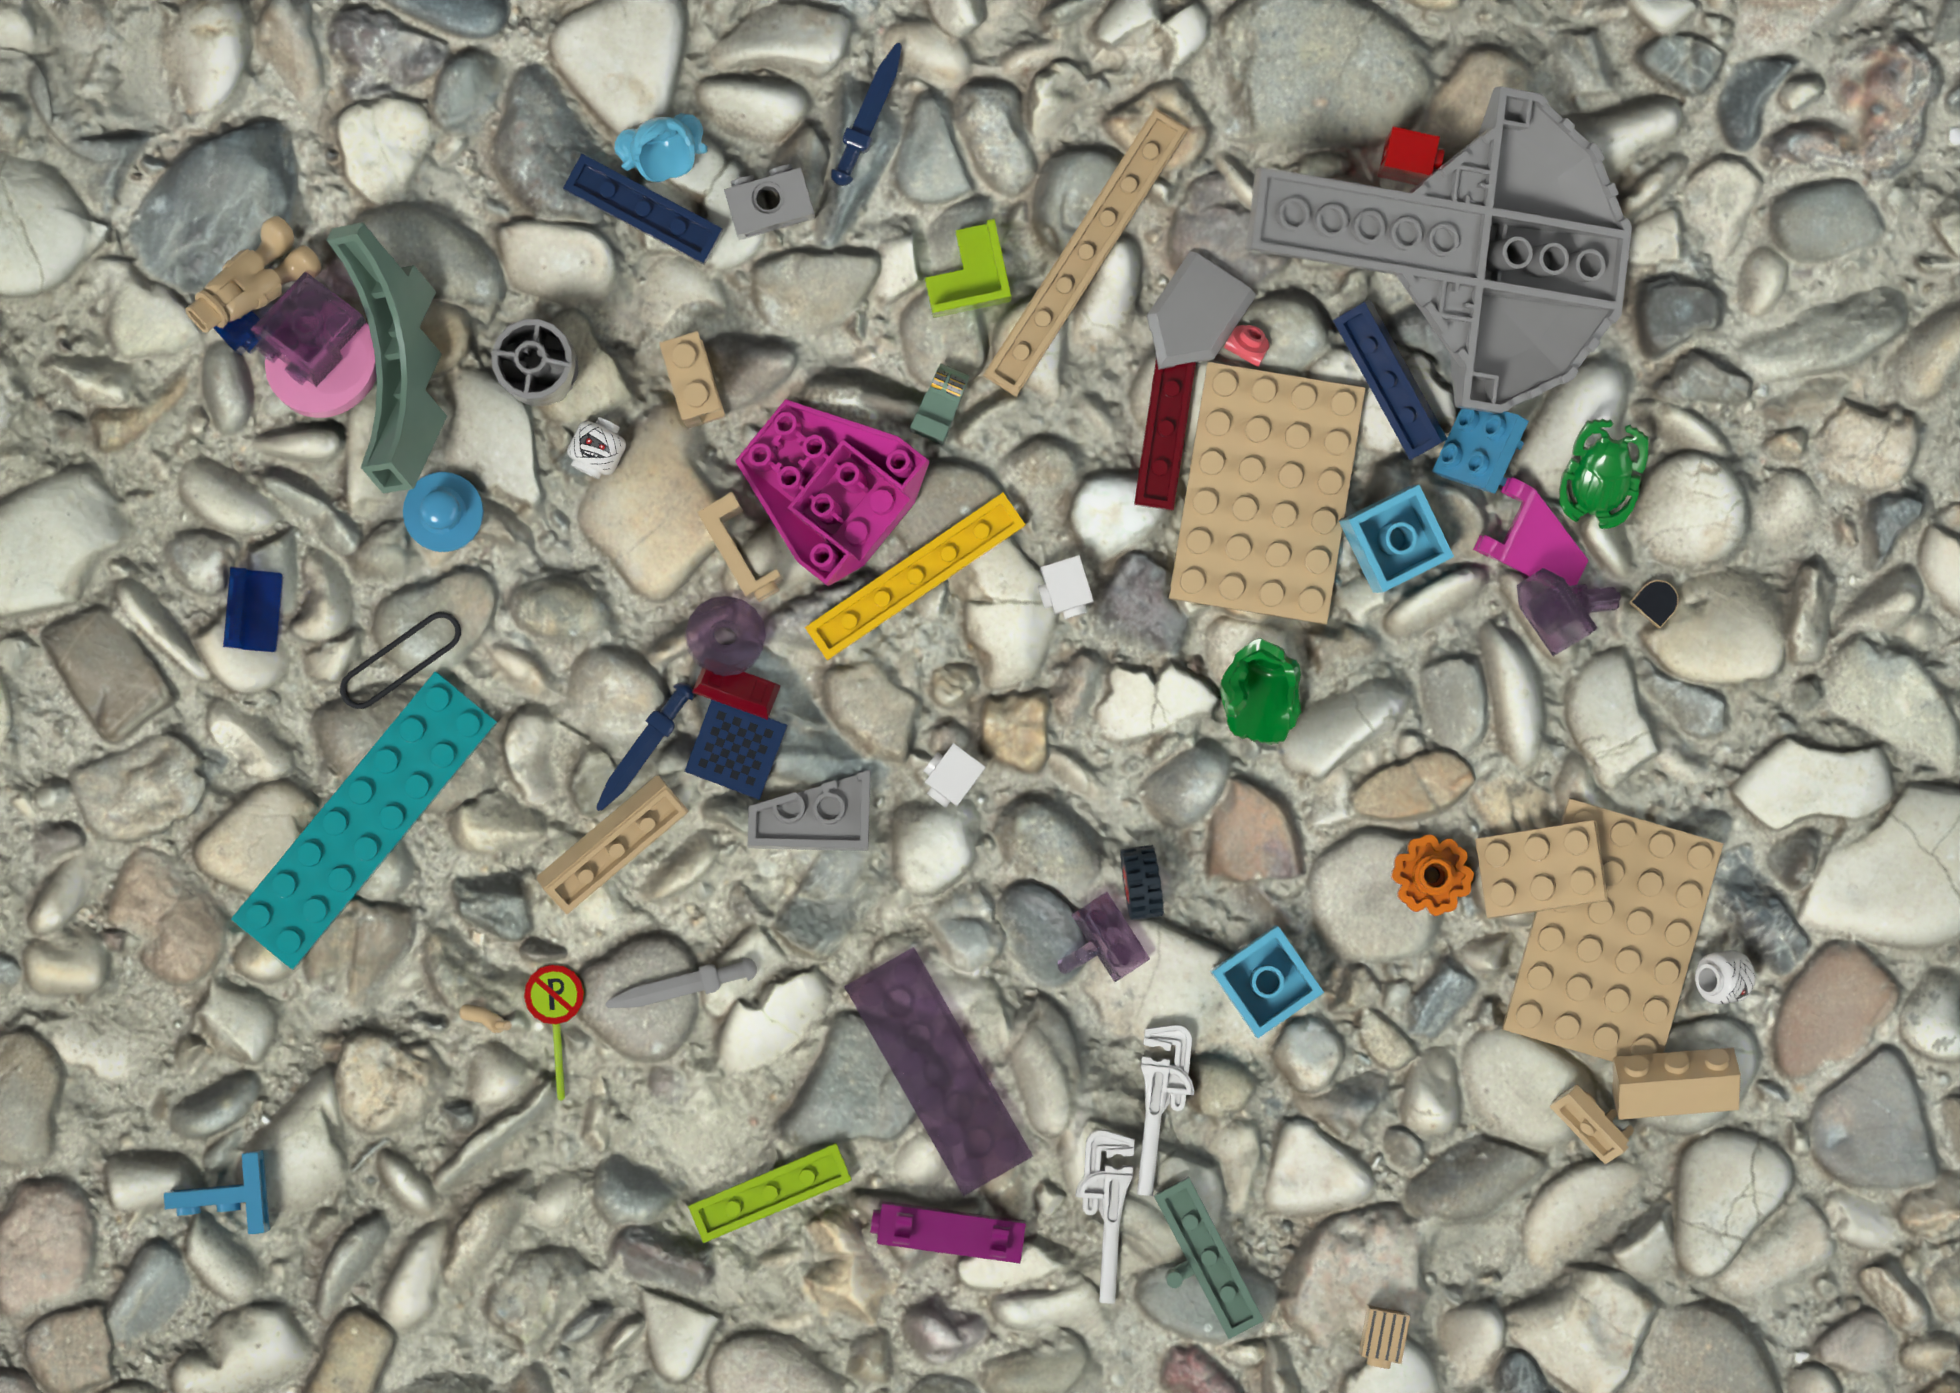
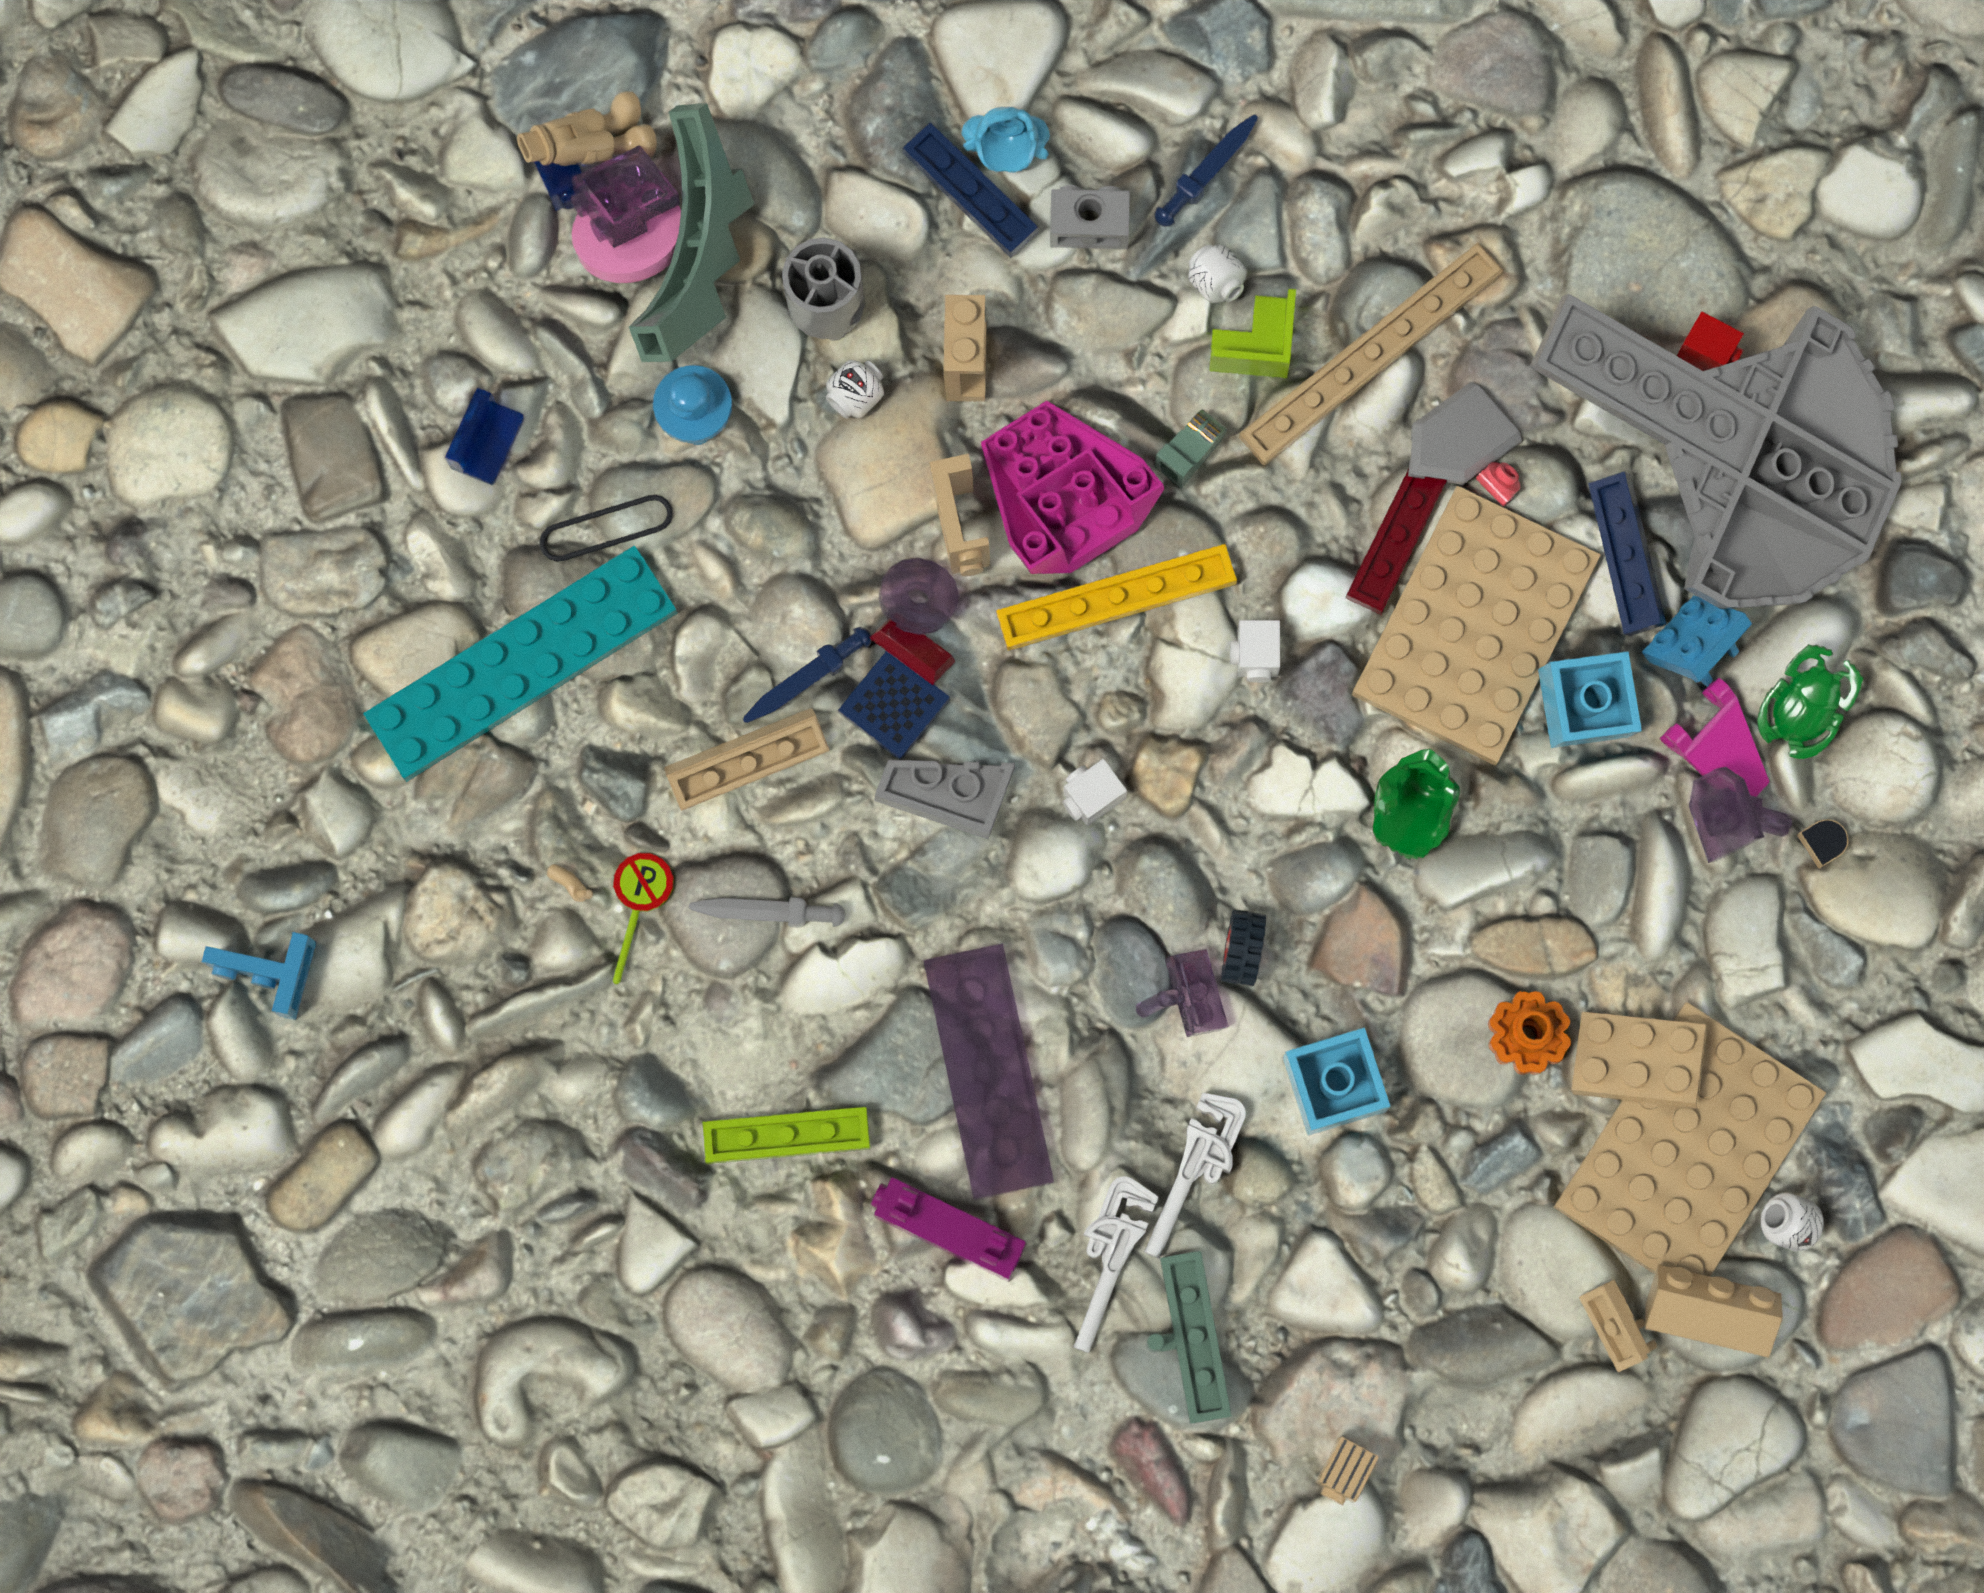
camera: 25 degrees right, 10 degrees down
(911, 221) = (1217, 273): none -> white head

